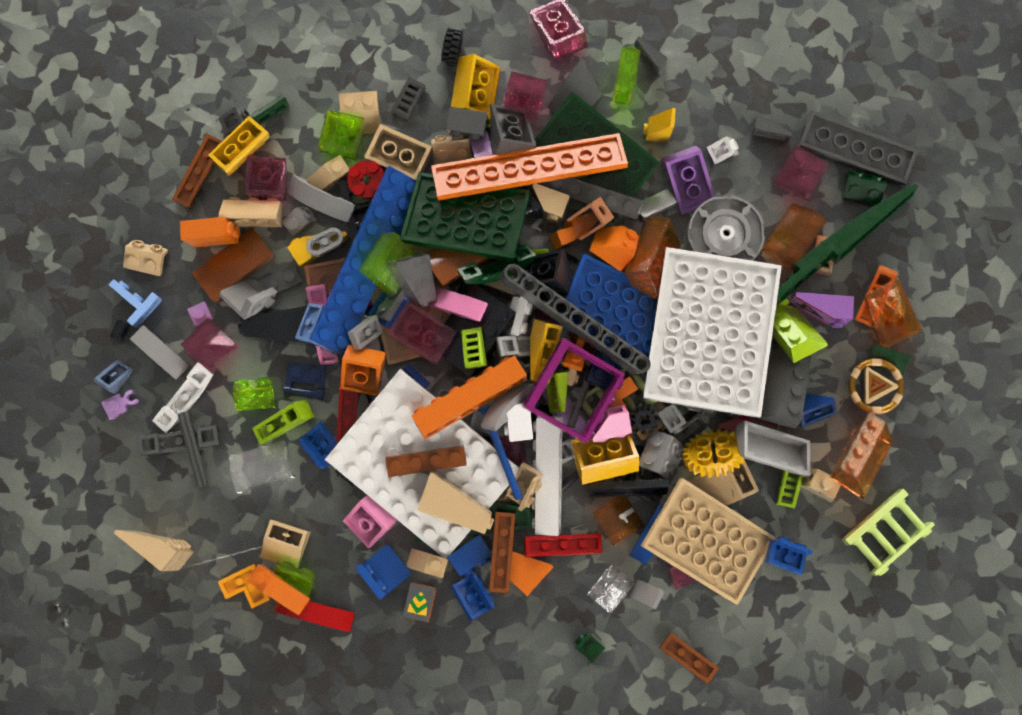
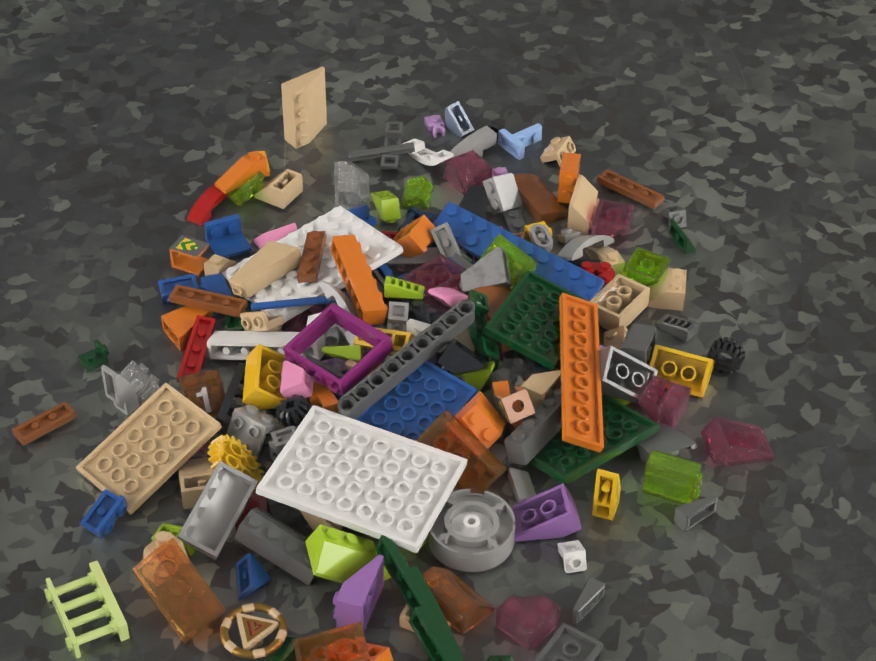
camera: 105 degrees right, 40 degrees down
(239, 145) = (646, 208): yellow slope -> none

